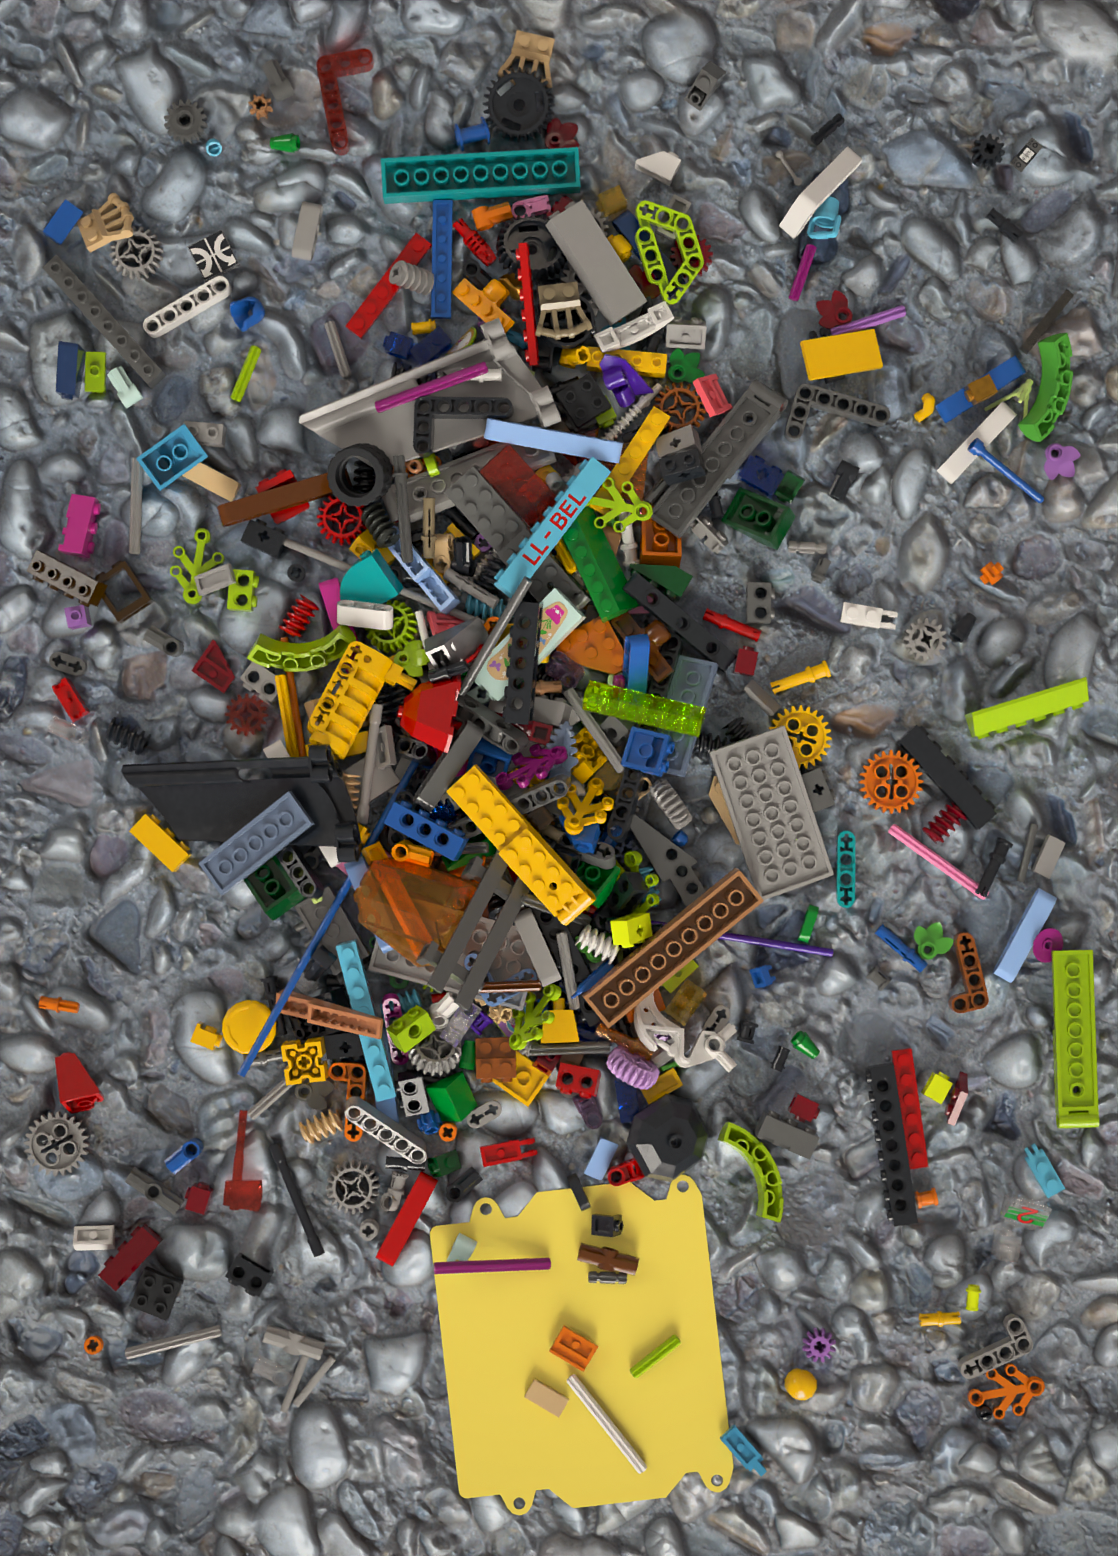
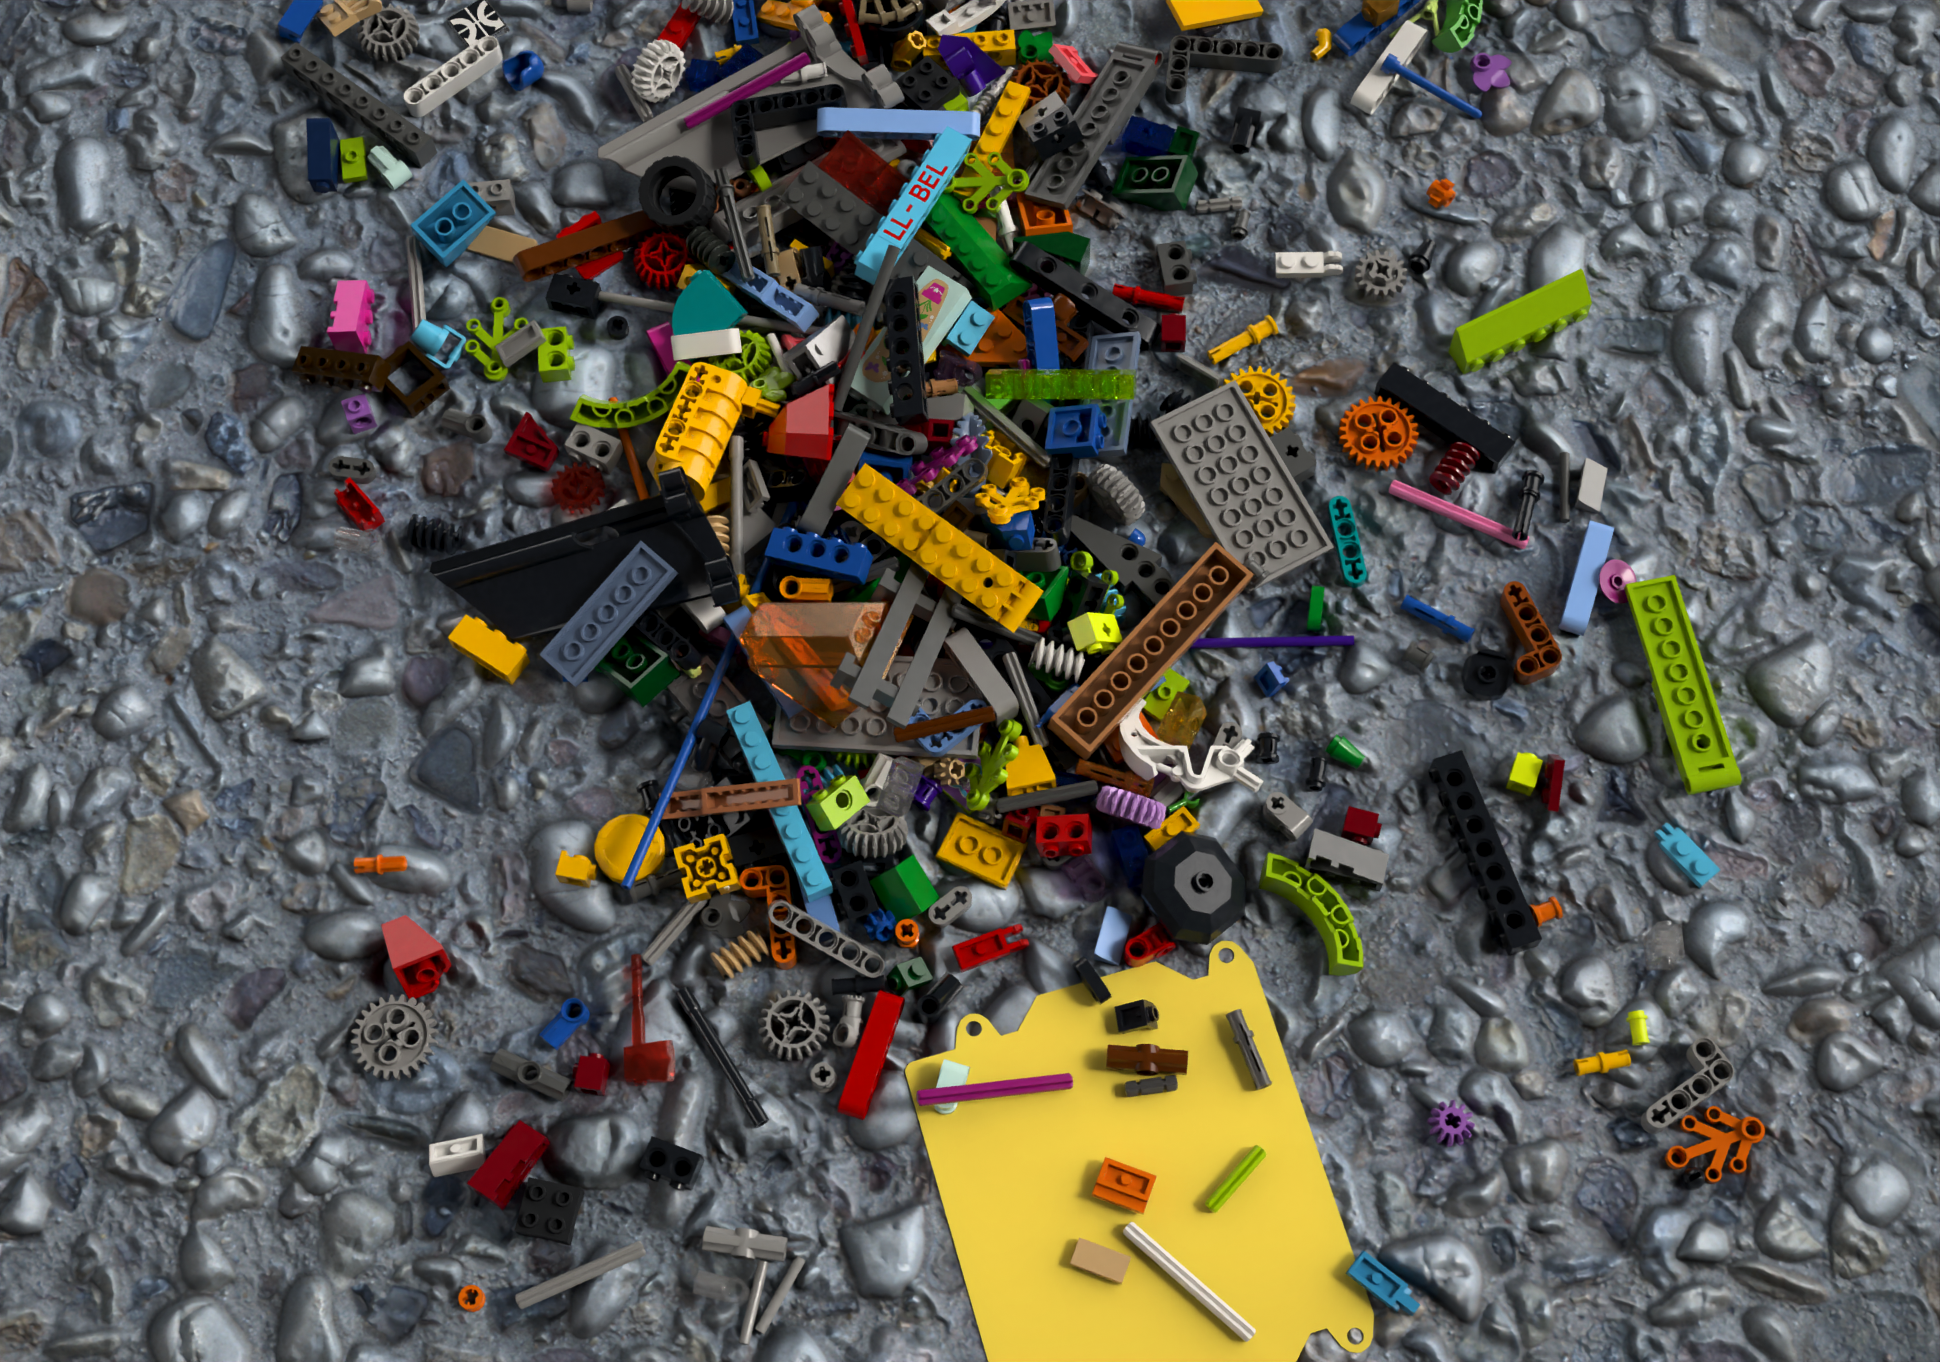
camera: 10 degrees left, 20 degrees down
(145, 560) = (432, 337): none -> medium azure piece
(245, 374) = (529, 134): lime axle -> none
(286, 715) = (623, 464): yellow axle -> none
(299, 617) = (626, 370): red piece -> none
(360, 341) = (658, 70): none -> white gear
(468, 1055) = (917, 838): green cone -> none
(495, 1059) = (953, 832): dark orange plate -> none
(580, 639) = (968, 328): none -> medium azure bracket
(680, 1241) = (1244, 1039): none -> dark grey pin
(751, 1091) = (1288, 818): none -> light grey piece
(765, 890) = (1259, 573): none -> dark grey bush
(800, 1384) = (1438, 1182): yellow hair -> none
(910, 1107) = (1498, 806): red plate -> none
(917, 1003) = (1499, 668): none -> black plate
(934, 939) = (1474, 603): bright green plate -> none
(1024, 1211) = (1676, 900): clear slope -> none

